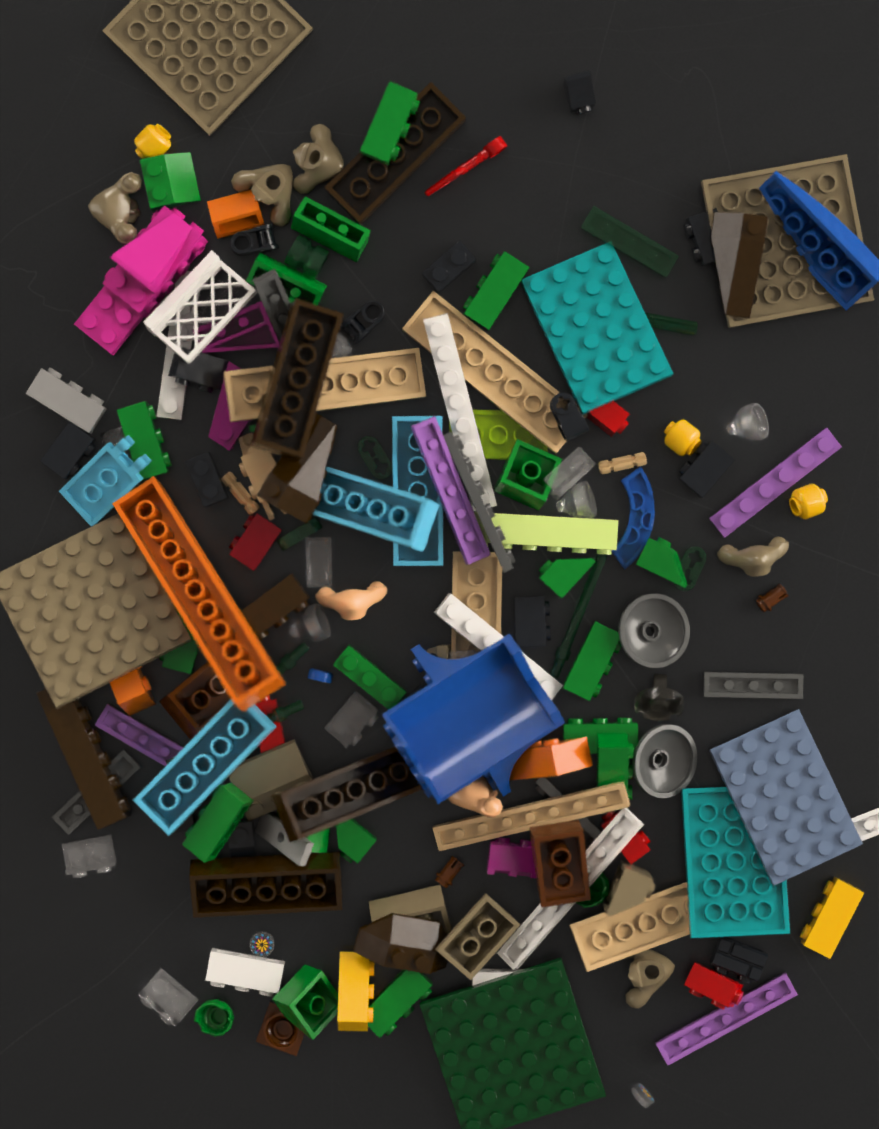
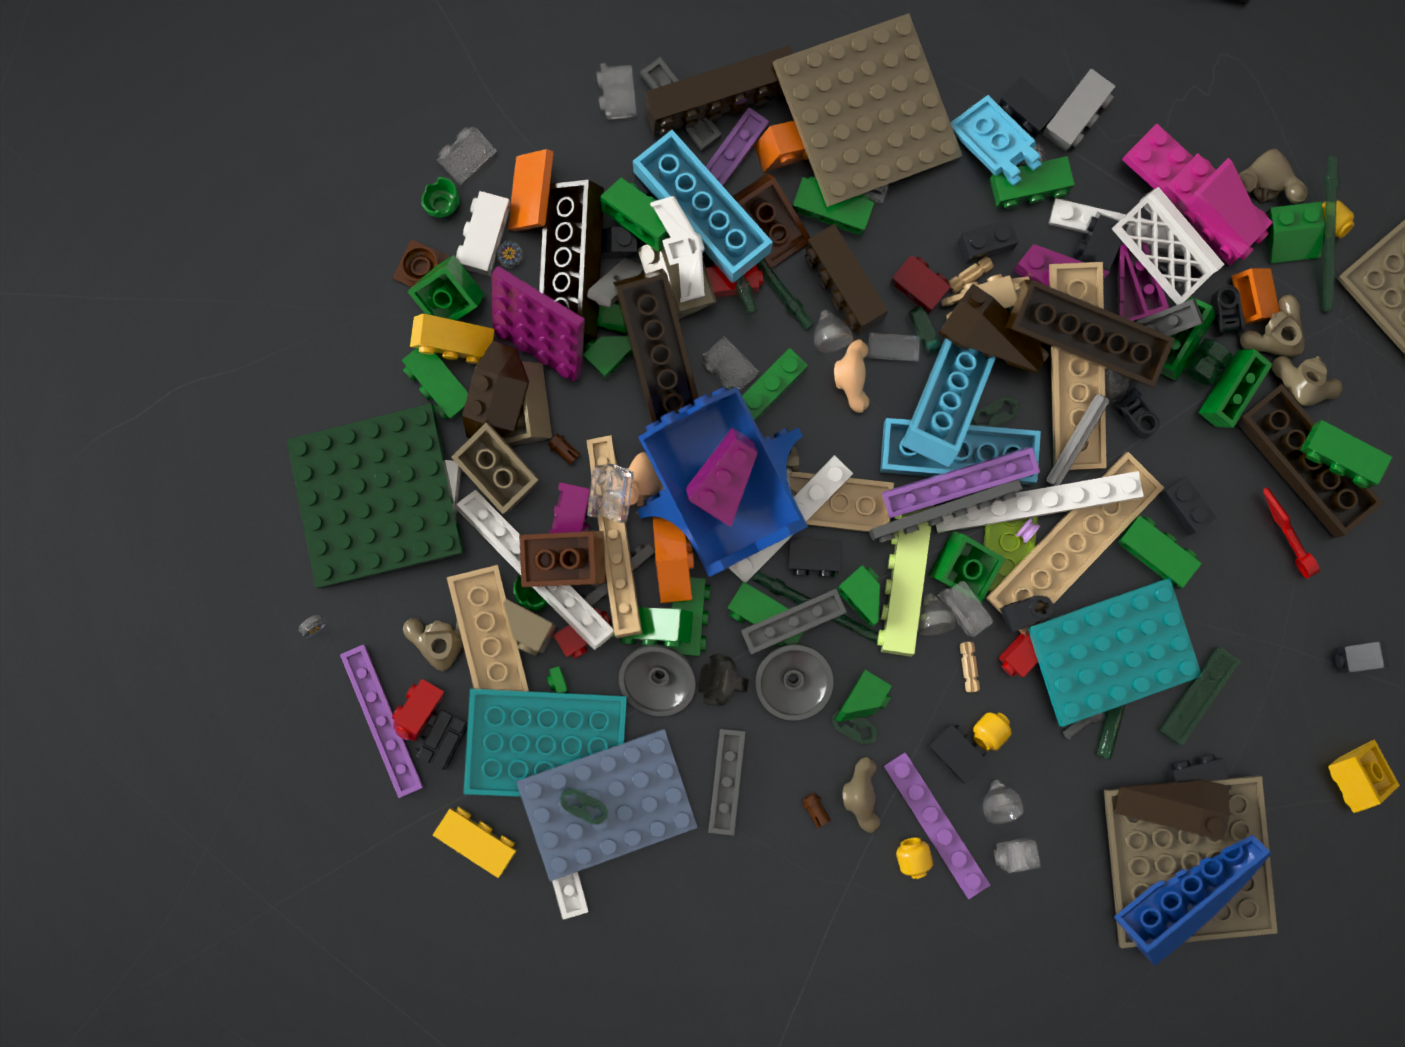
camera: 95 degrees right, 5 degrees down
(122, 152) = (1331, 183): none -> clear green bar
(198, 594) = (875, 215): orange brick -> none
(200, 930) = (530, 190): none -> orange tile
(250, 779) = (682, 247): none -> white plate
(320, 675) = (777, 337): blue tile -> none
(337, 911) = (537, 324): none -> magenta plate
(397, 379) = (1077, 440): none -> light grey axle
(470, 719) = (723, 477): none -> magenta wedge
(487, 419) = (1027, 530): none -> lavender bush
(492, 824) = (610, 492): none -> clear bracket
(598, 637) = (793, 621): none -> dark grey plate
(640, 518) = (910, 680): blue tile -> none
(670, 355) = (1078, 726): none -> dark grey bar
(672, 855) = (557, 680): none -> green plate
(692, 80) = (1364, 777): none -> yellow slope
(796, 822) = (580, 812): none -> clear green beam
(797, 406) = (1017, 855): none -> clear brick

